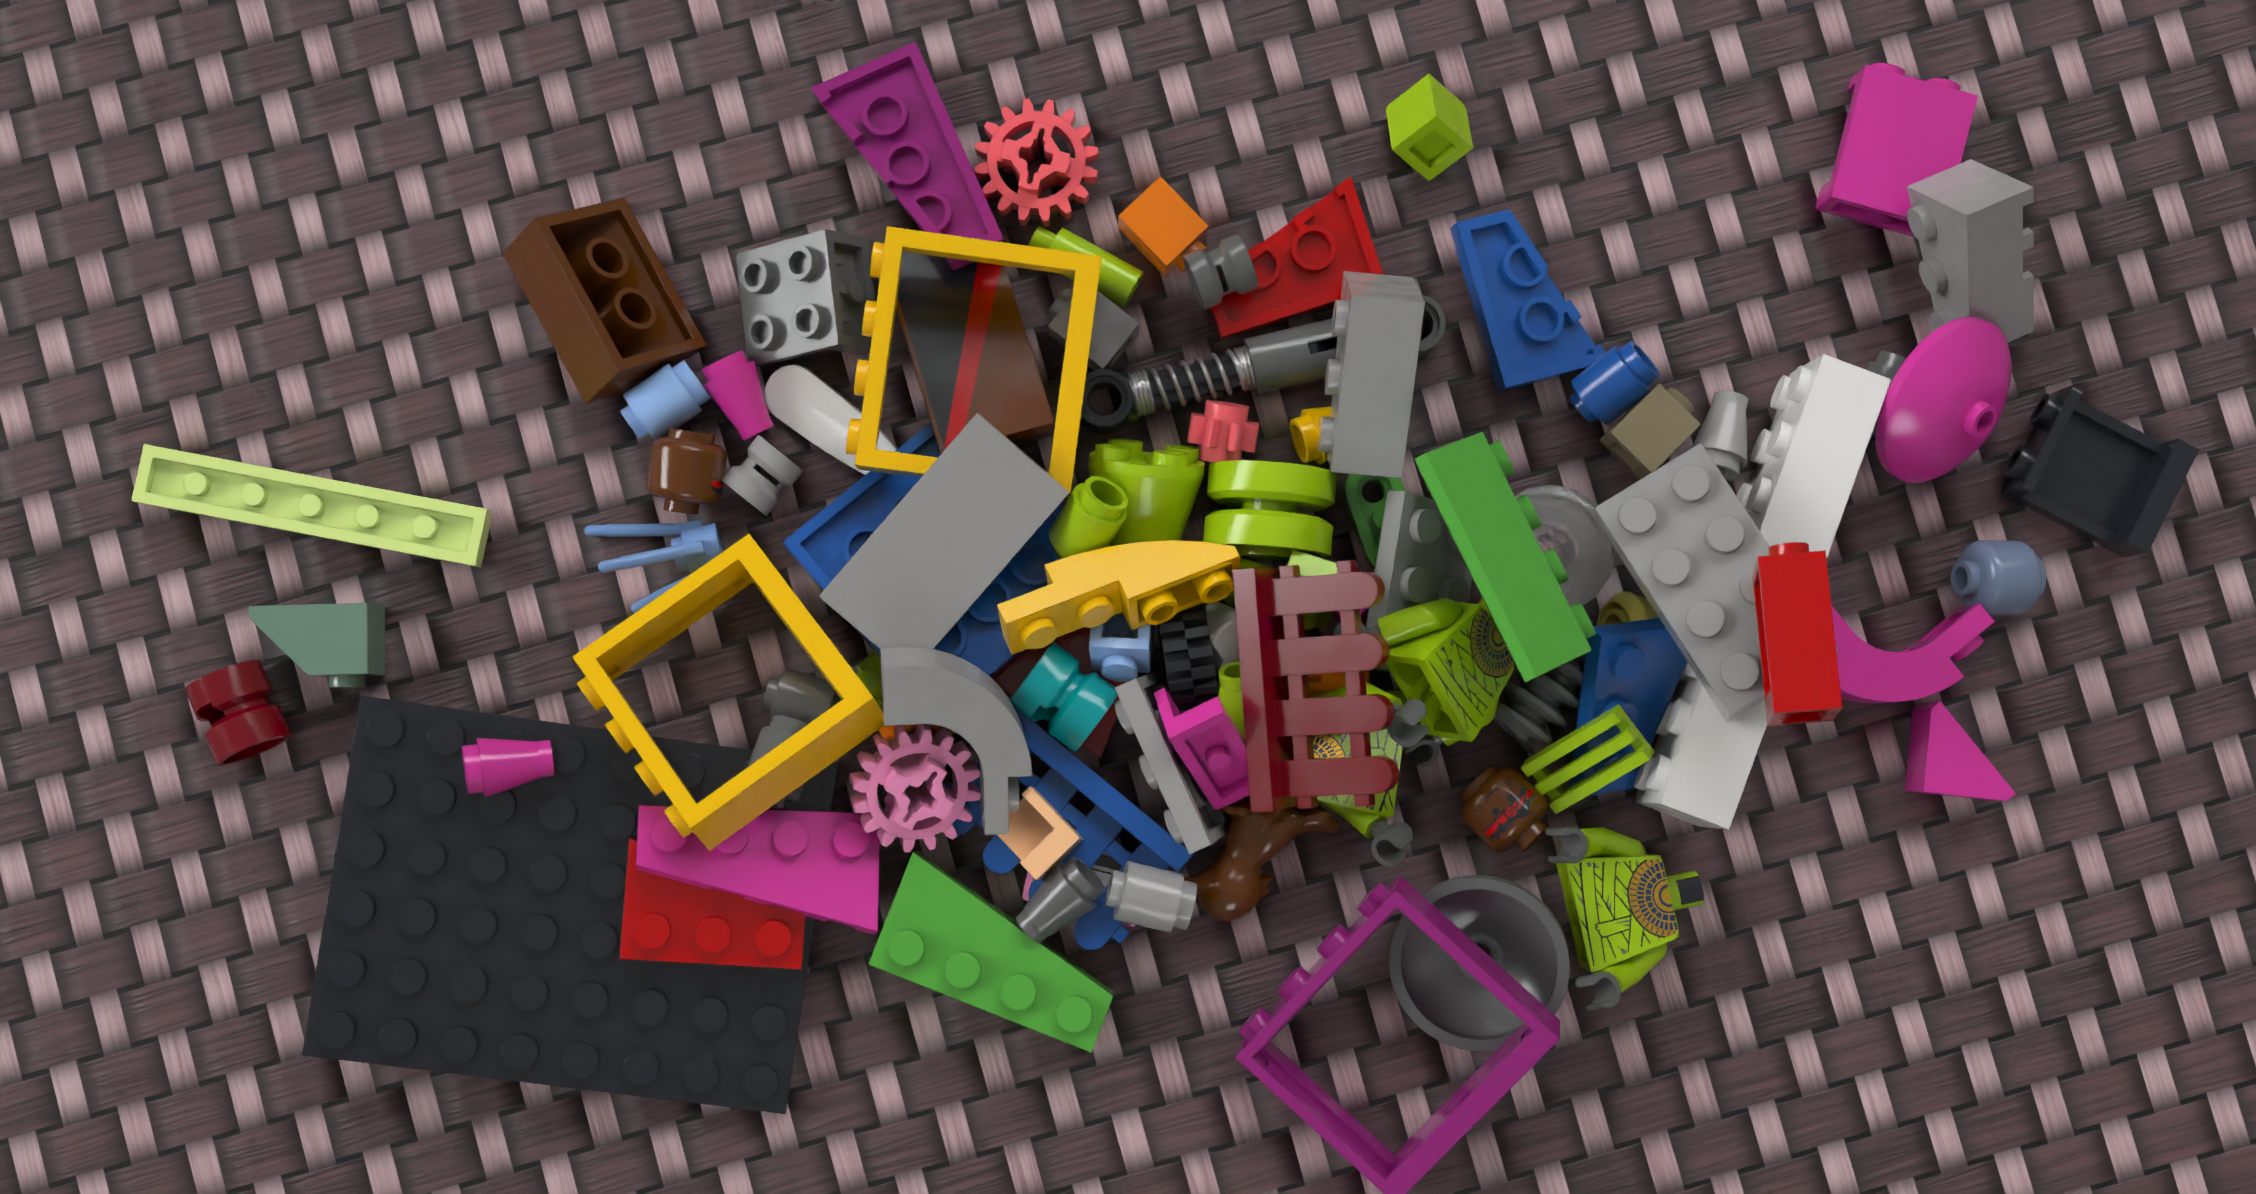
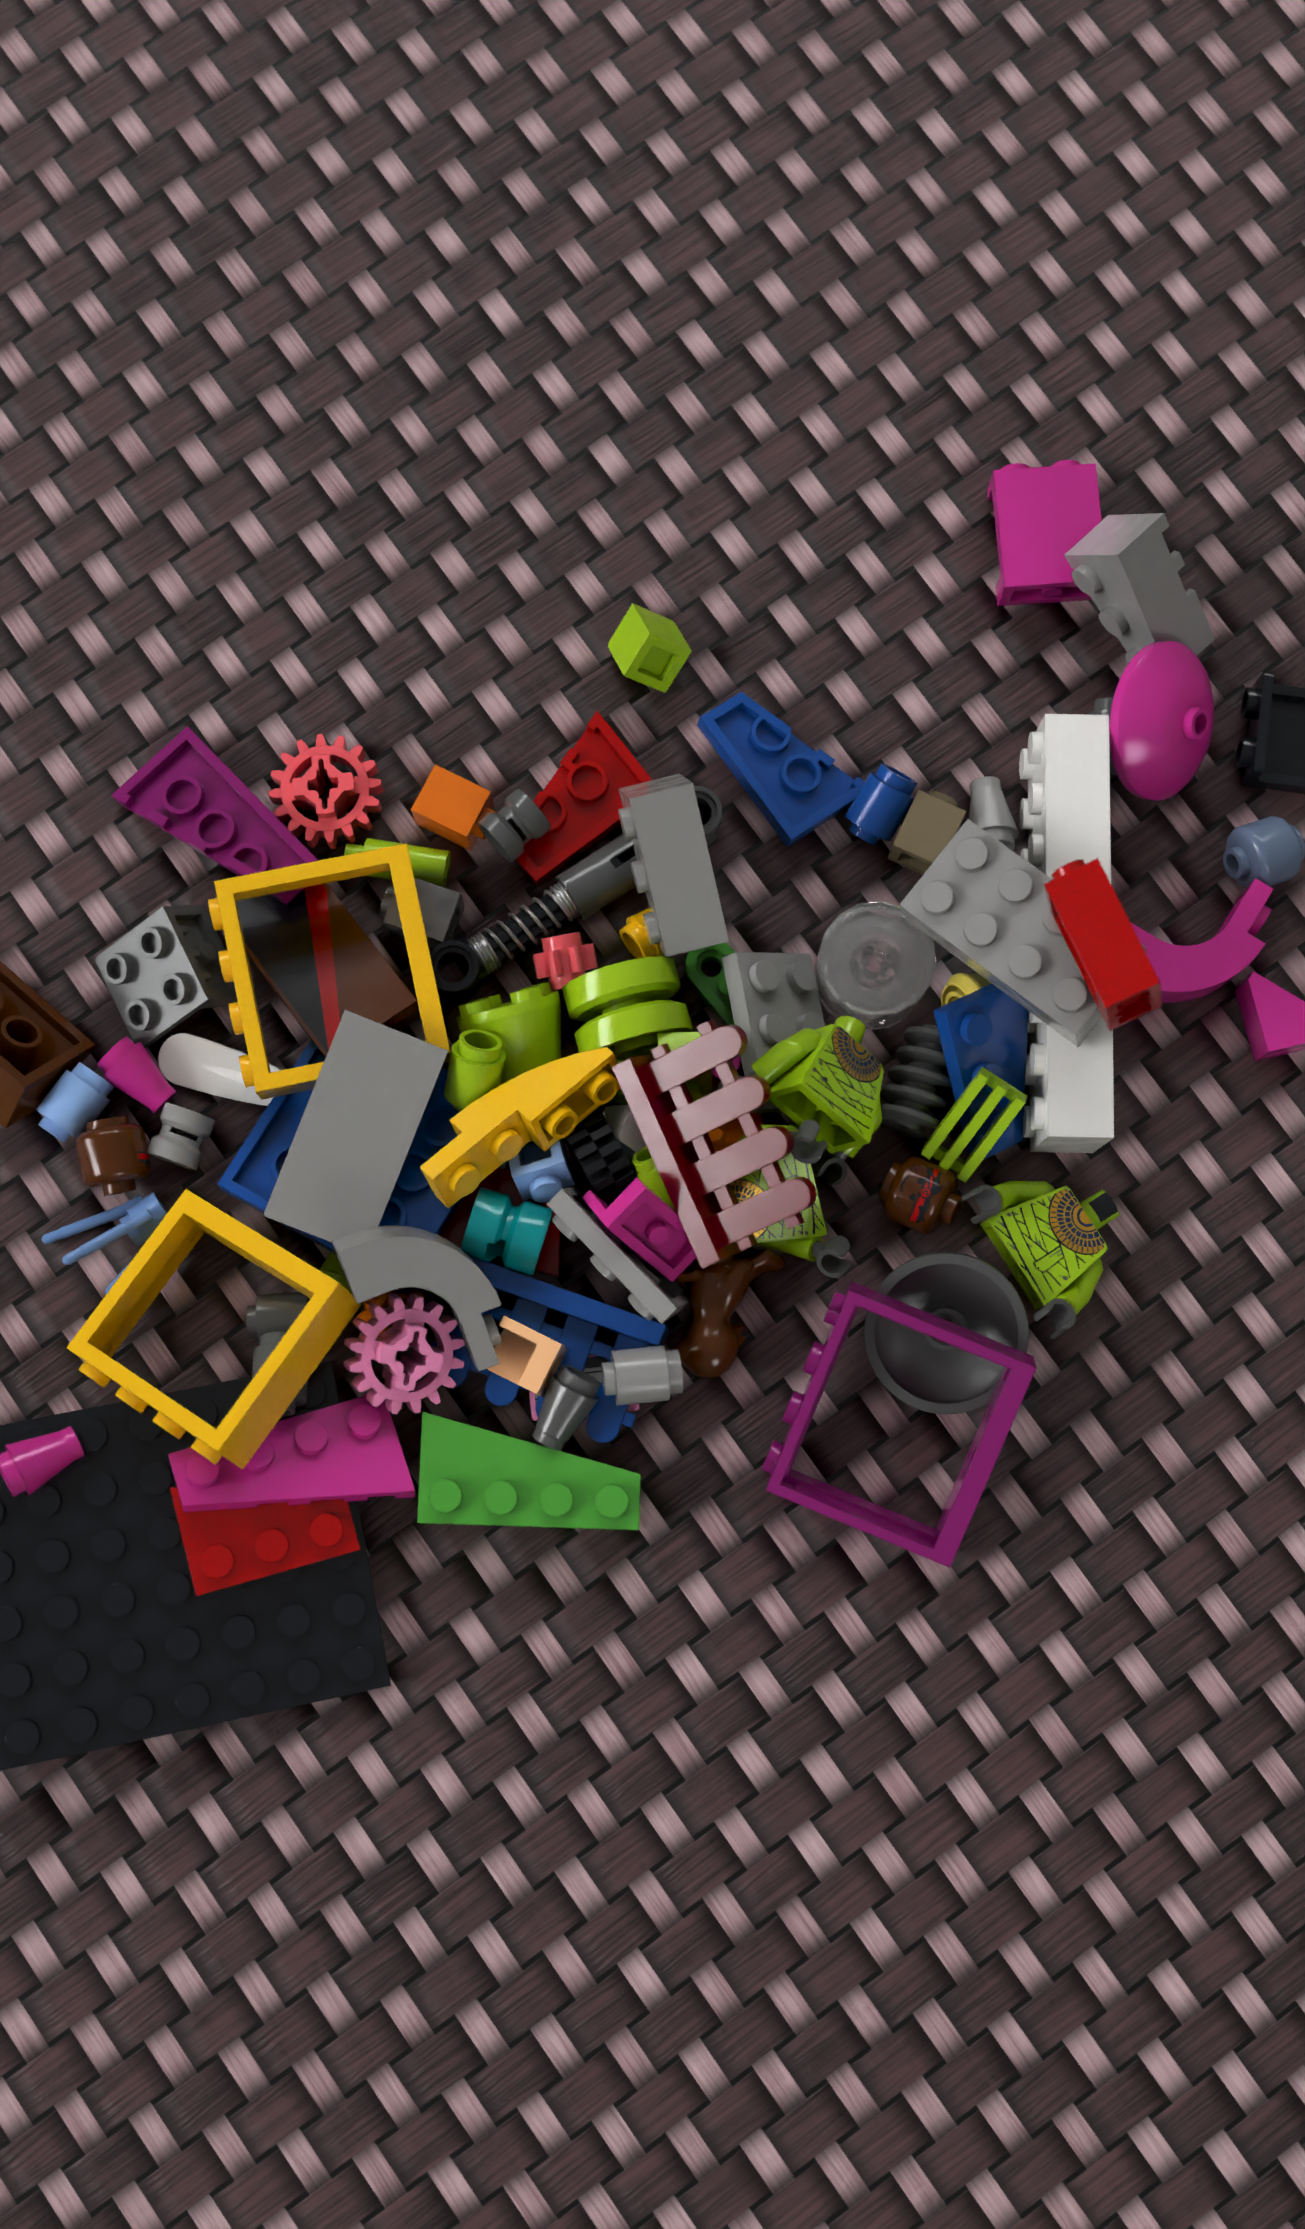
camera: 15 degrees left, 5 degrees down
(1504, 556) = (838, 974): bright green slope -> none

